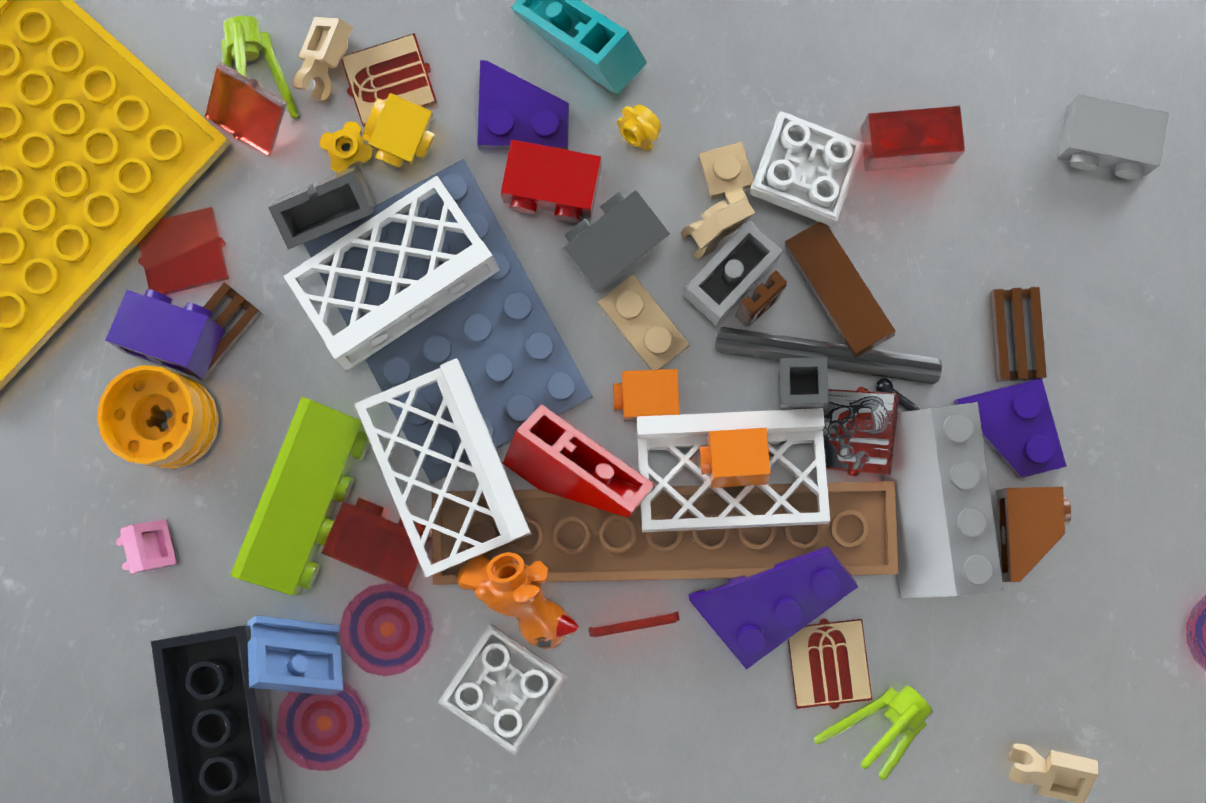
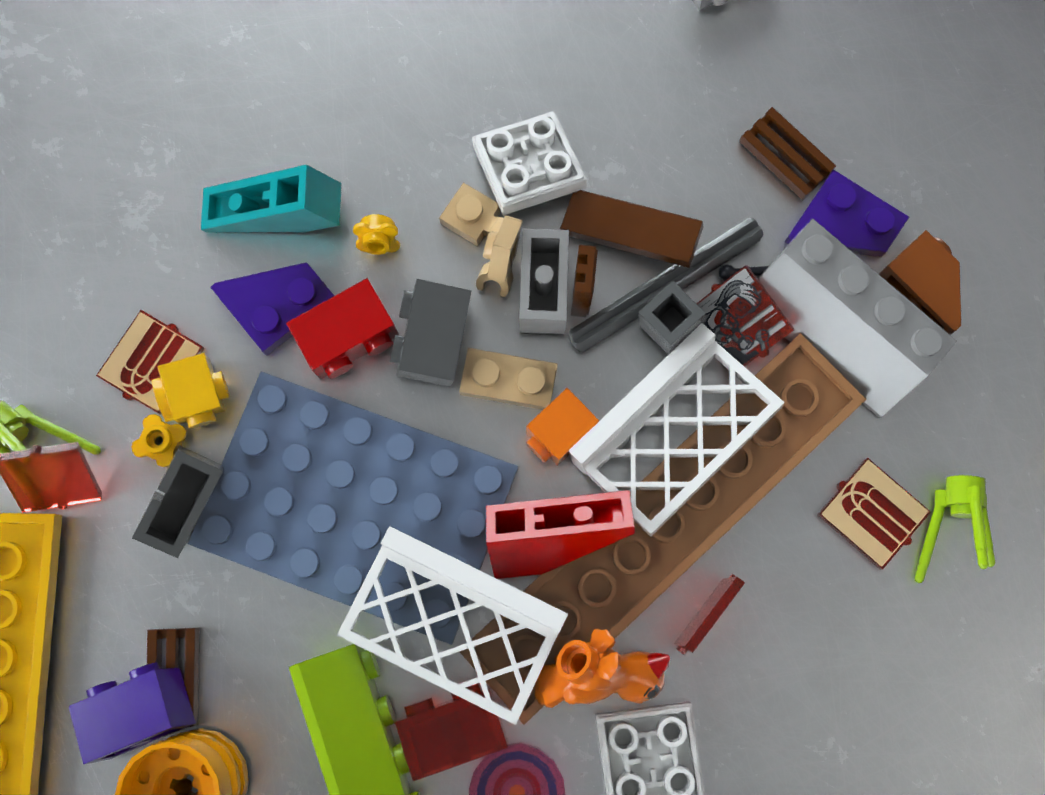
camera: 45 degrees left, 5 degrees down
(183, 252) = (94, 635): clear red piece -> none
(322, 49) = (75, 381): tan plate -> none
(403, 308) = (316, 515): white fence -> none
(736, 457) = (674, 414): orange brick -> none
(771, 606) = (798, 507): dark purple wing -> none
(912, 138) = (587, 76): clear red brick -> none

